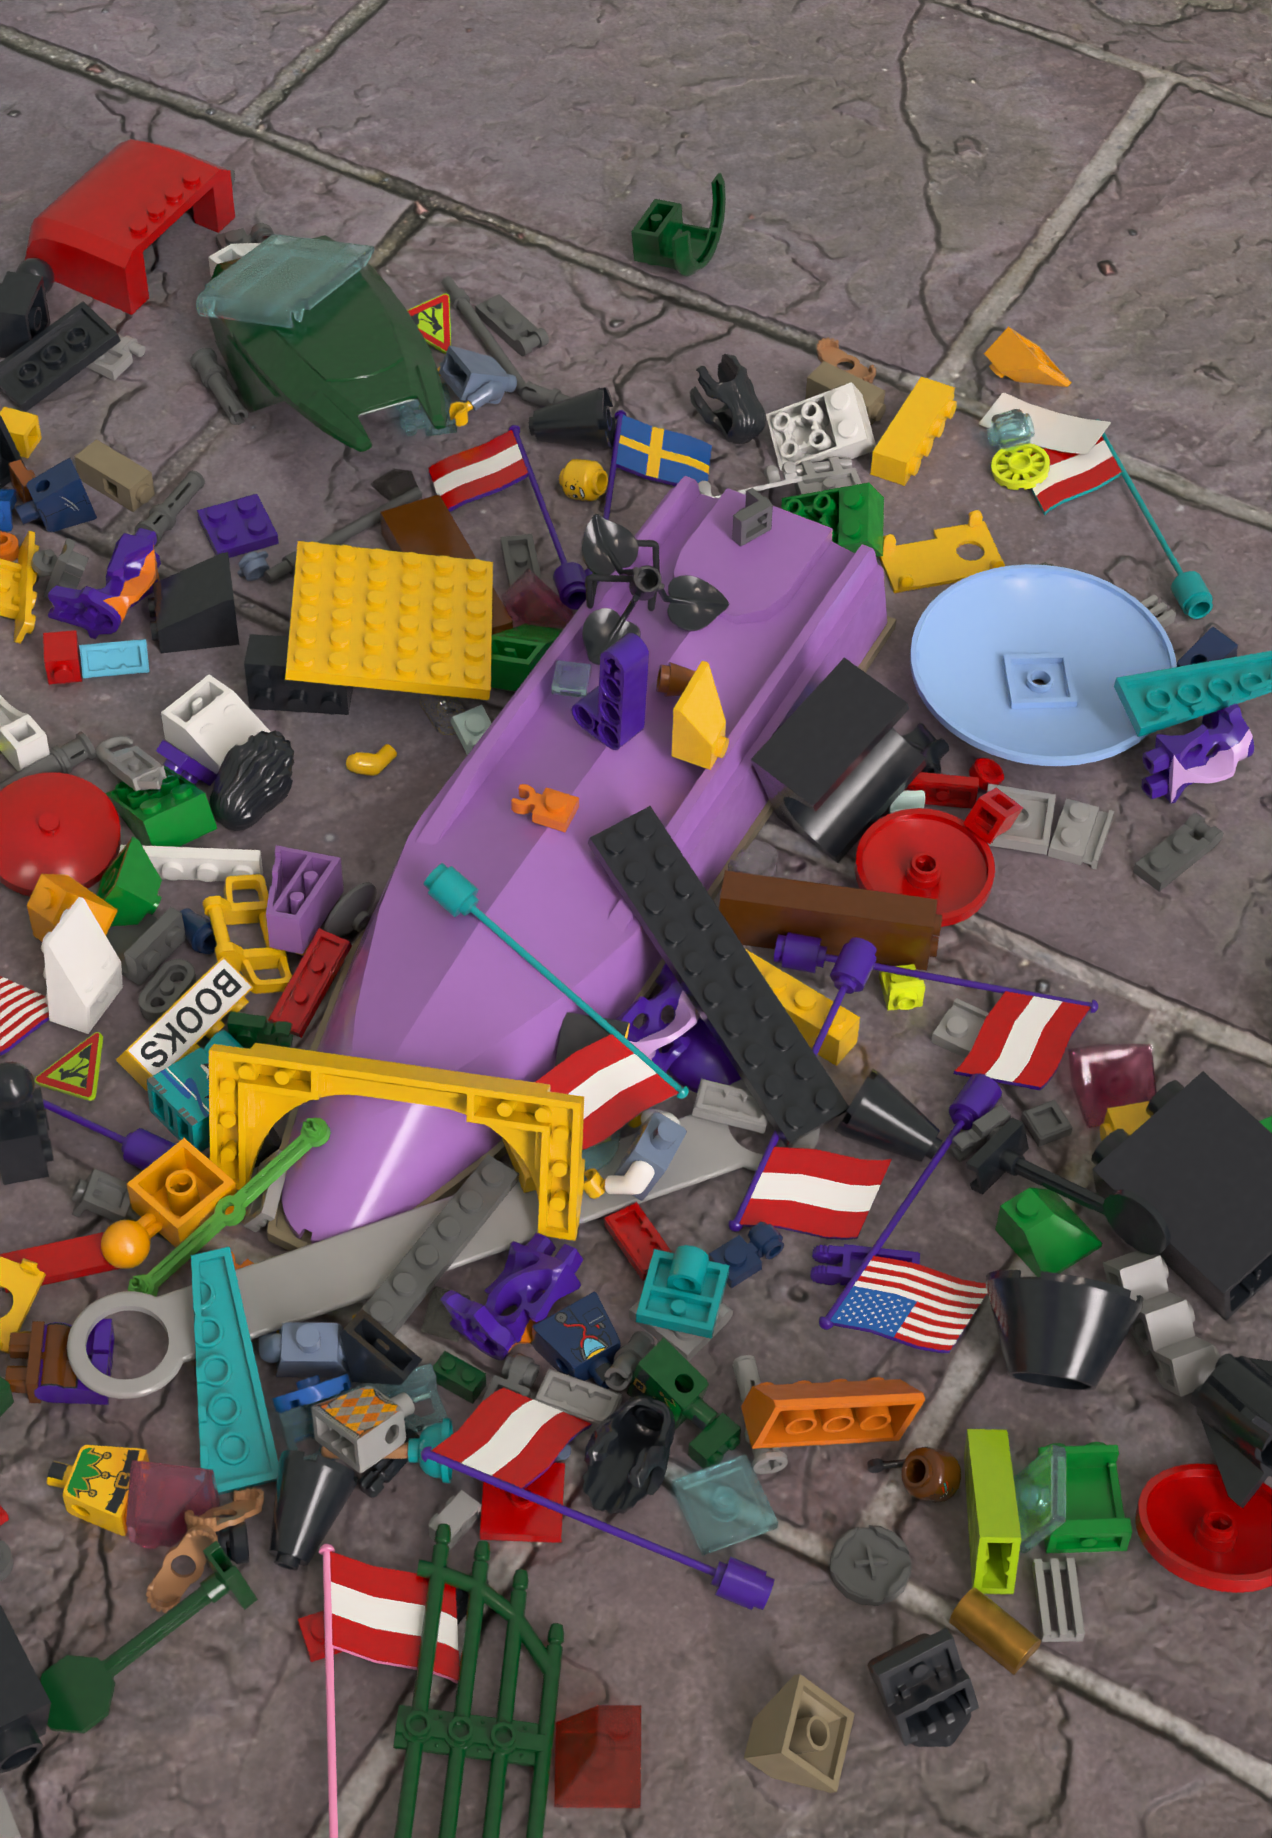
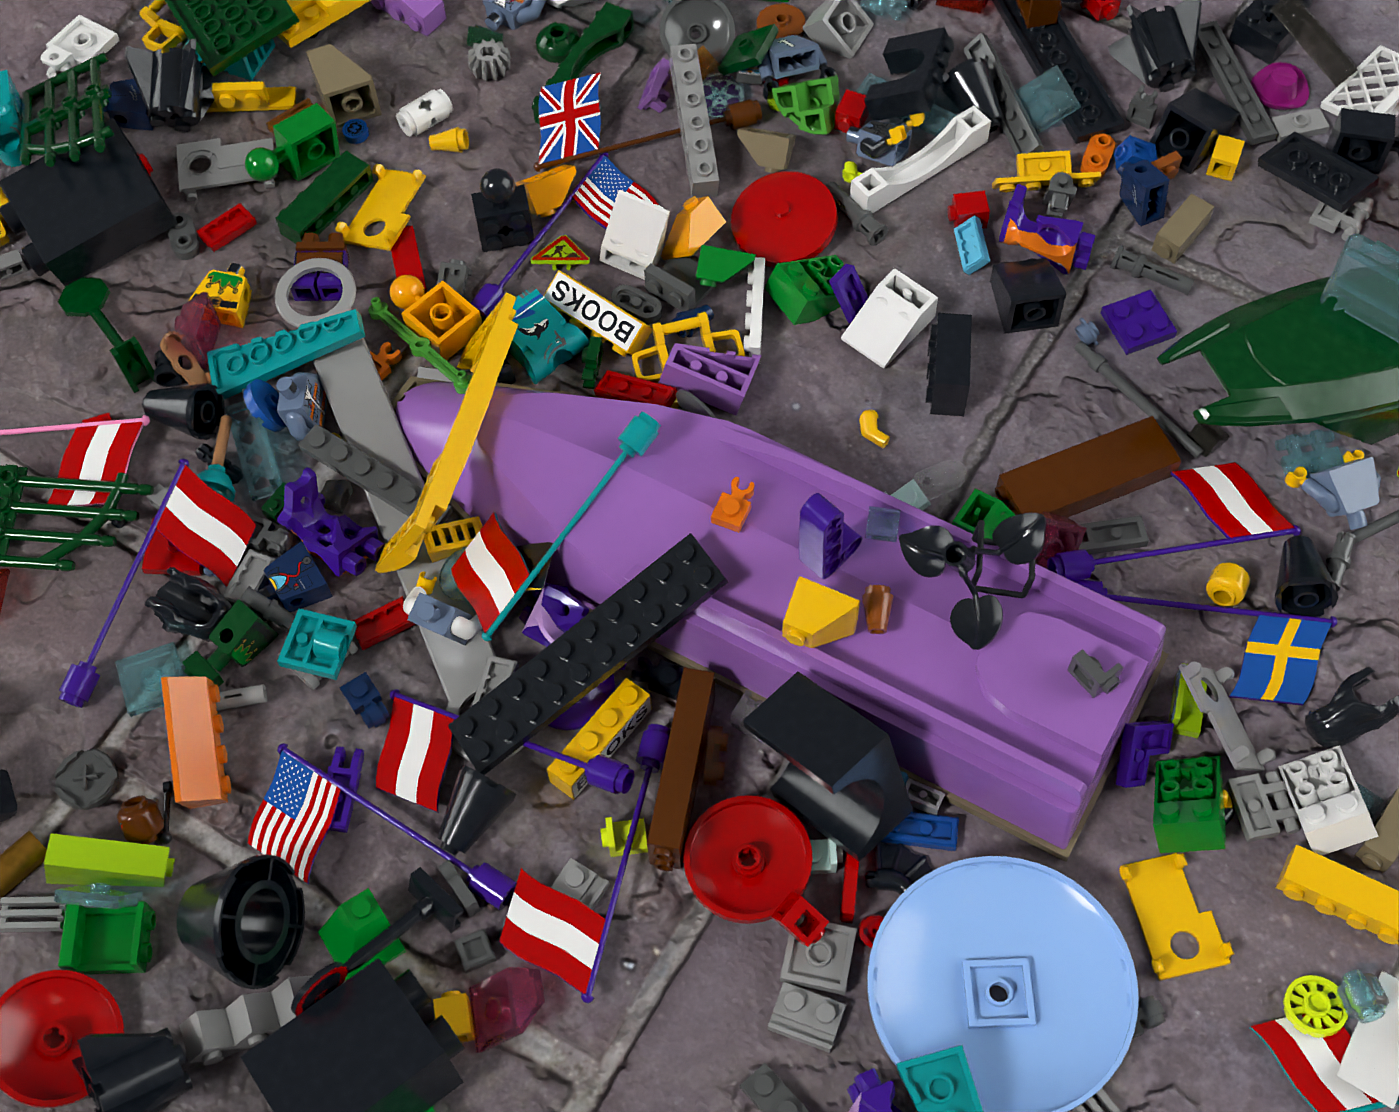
camera: 95 degrees right, 10 degrees up
(131, 764) = (833, 259): light grey plate -> none
(167, 1585) = (148, 338): medium nougat piece -> none
(252, 780) = (830, 338): black hair -> none
(362, 1425) = (226, 432): light grey torso -> none
(375, 1353) = (284, 438): black slope -> none
(391, 621) = (998, 417): yellow plate -> none

